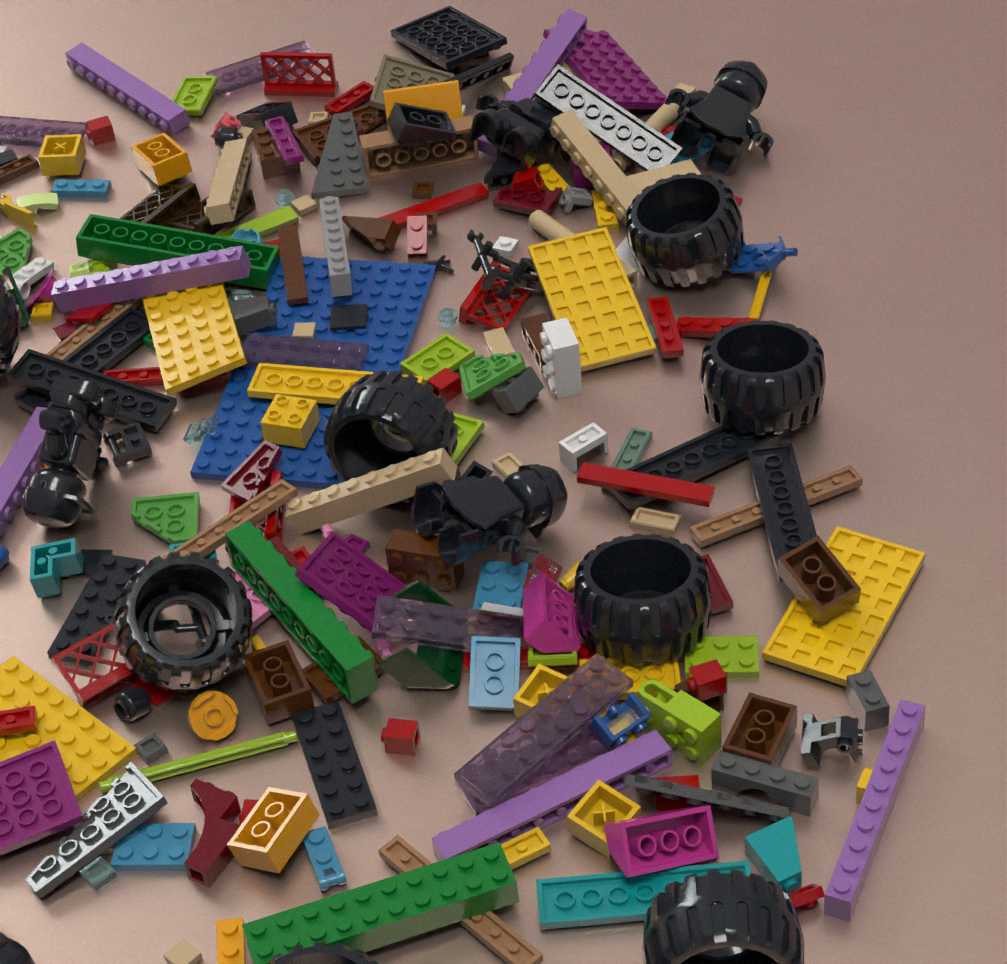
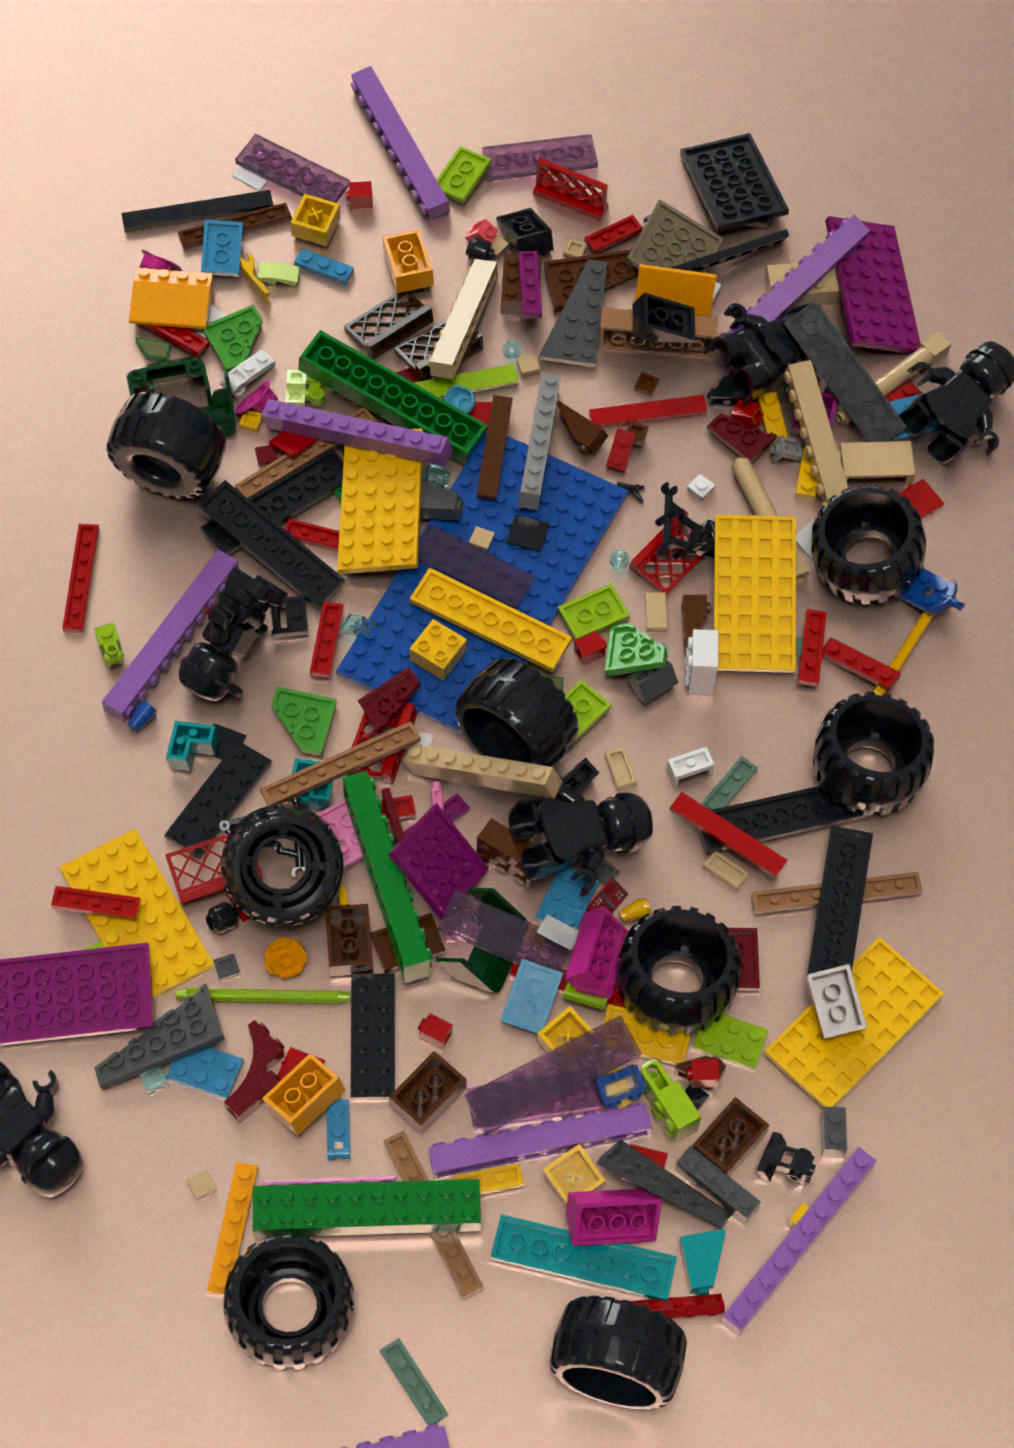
camera: 10 degrees right, 20 degrees up
(172, 451) = (326, 640): none -> red plate
(412, 790) = (427, 1092): none -> reddish brown brick

